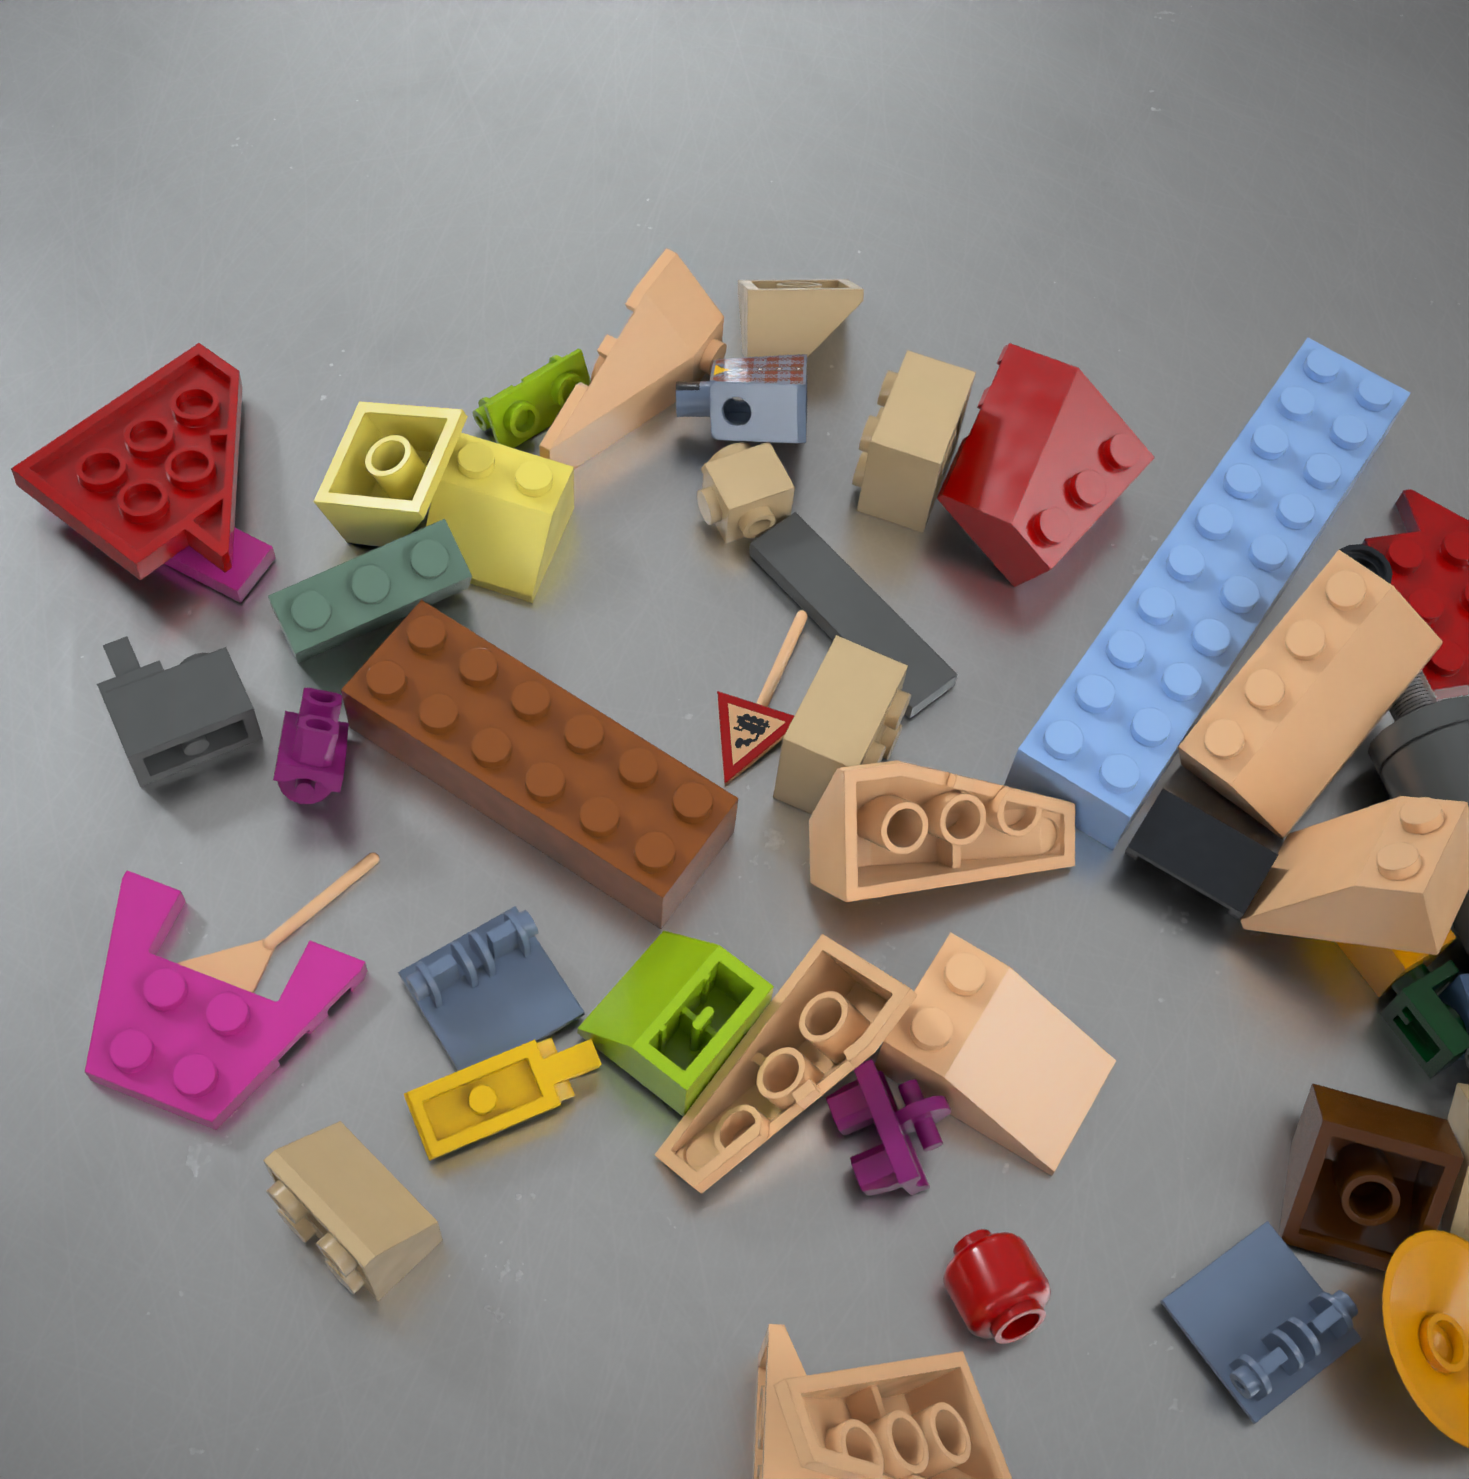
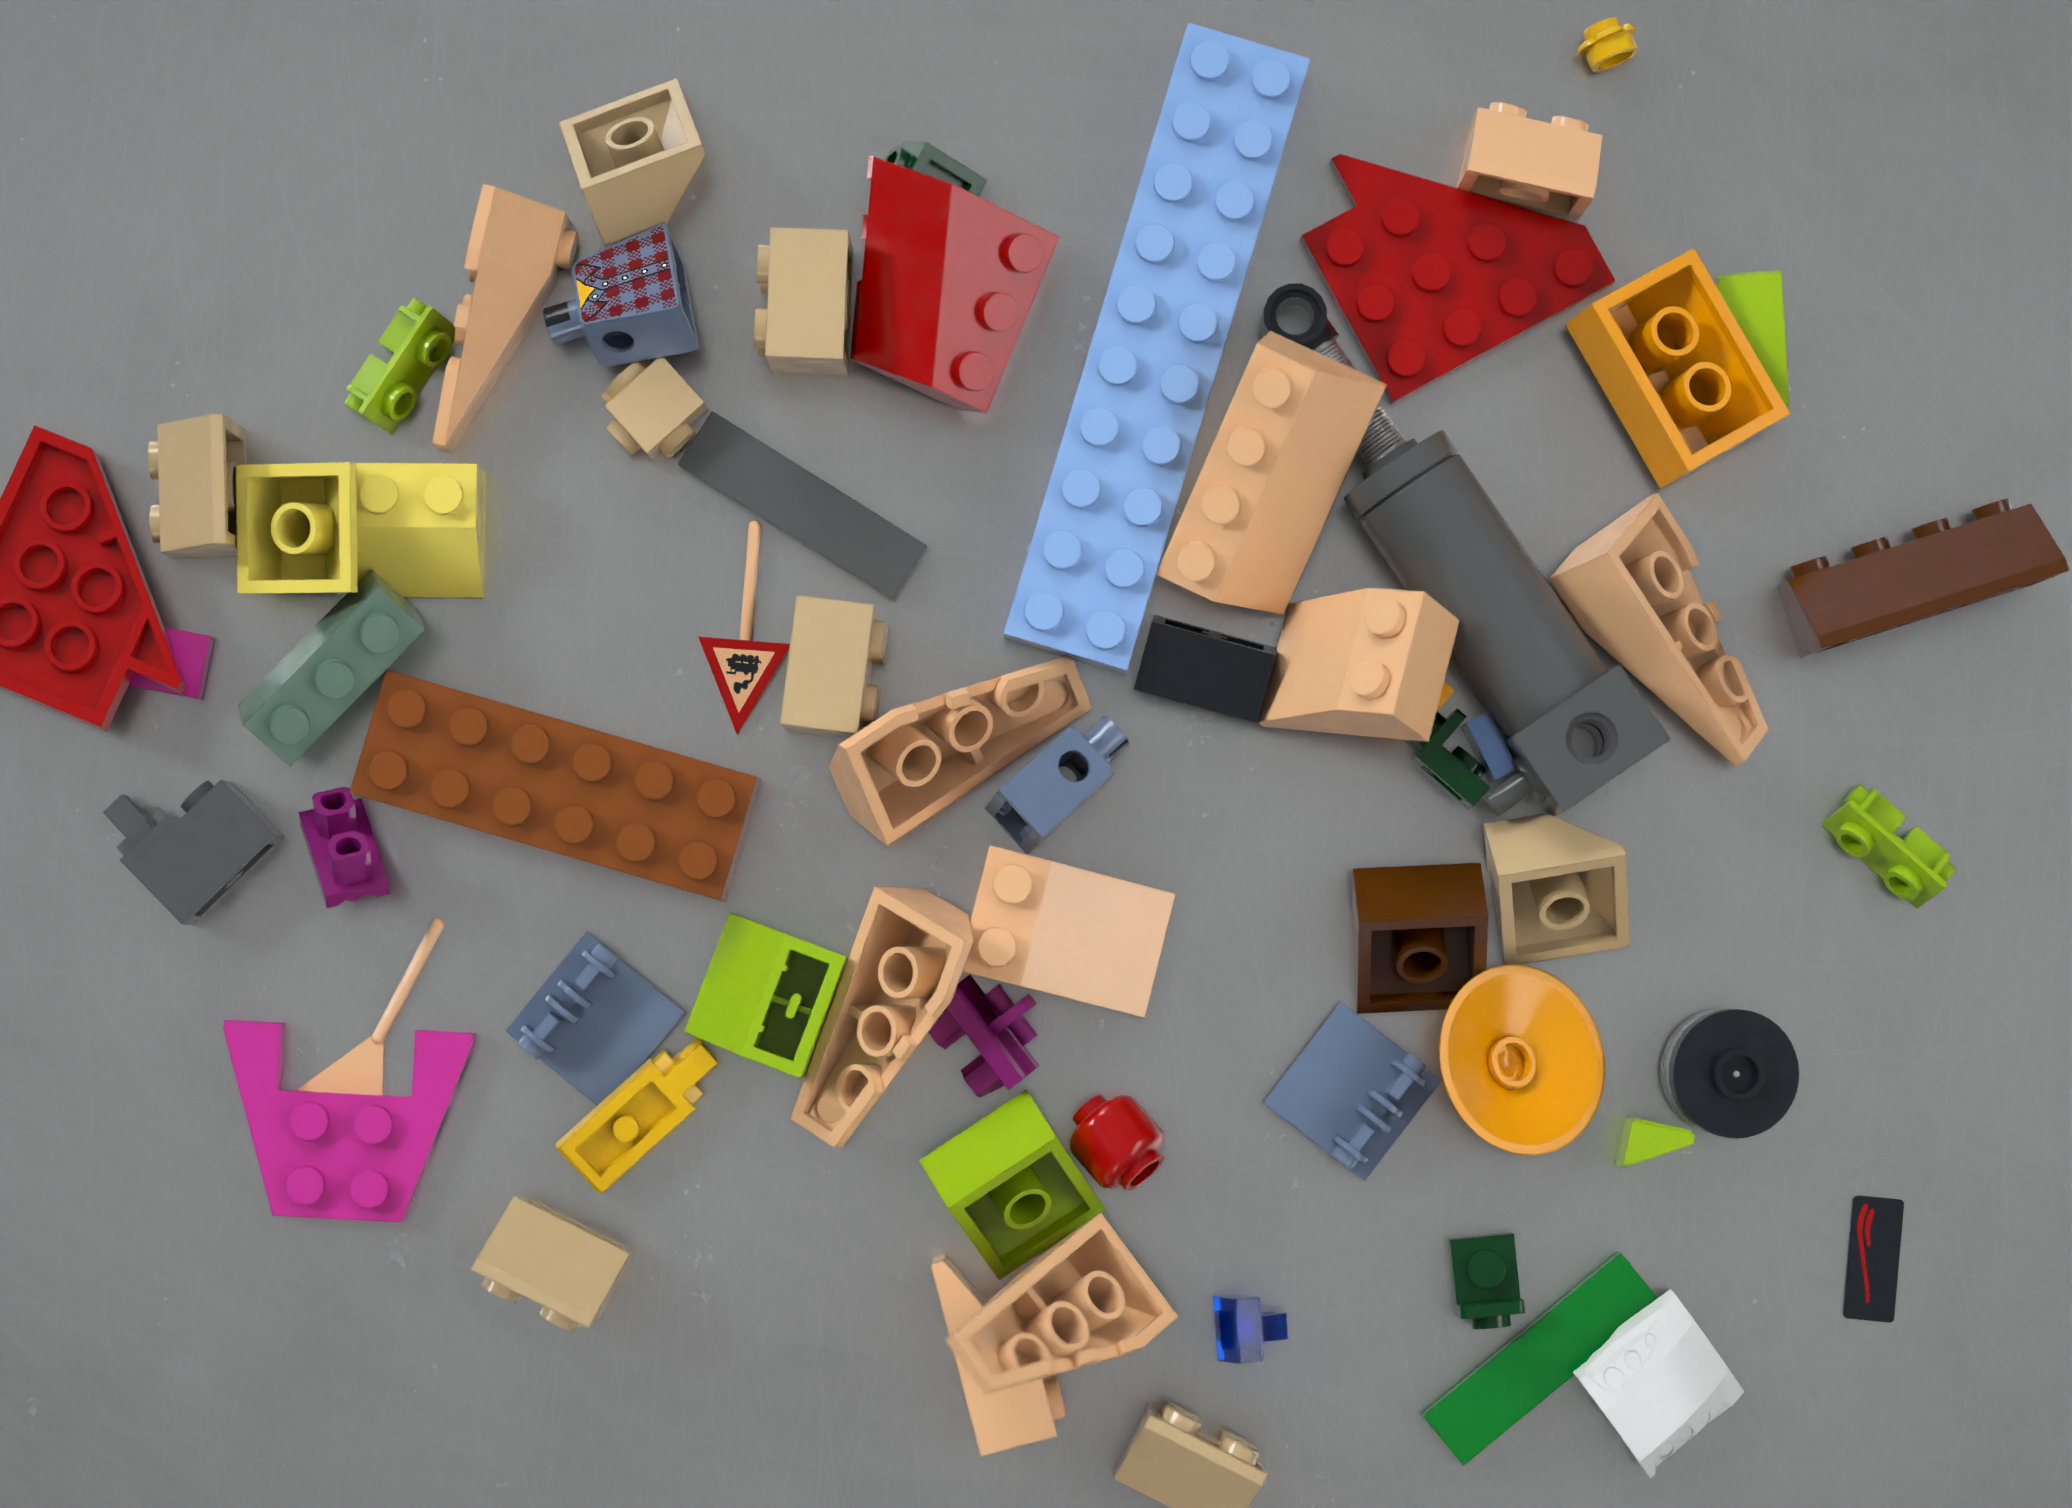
camera: 10 degrees left, 25 degrees up
(315, 417) = (196, 486): none -> tan slope
(871, 1286) = (1012, 1185): none -> lime slope
(1027, 904) = (1041, 798): none -> sand blue torso

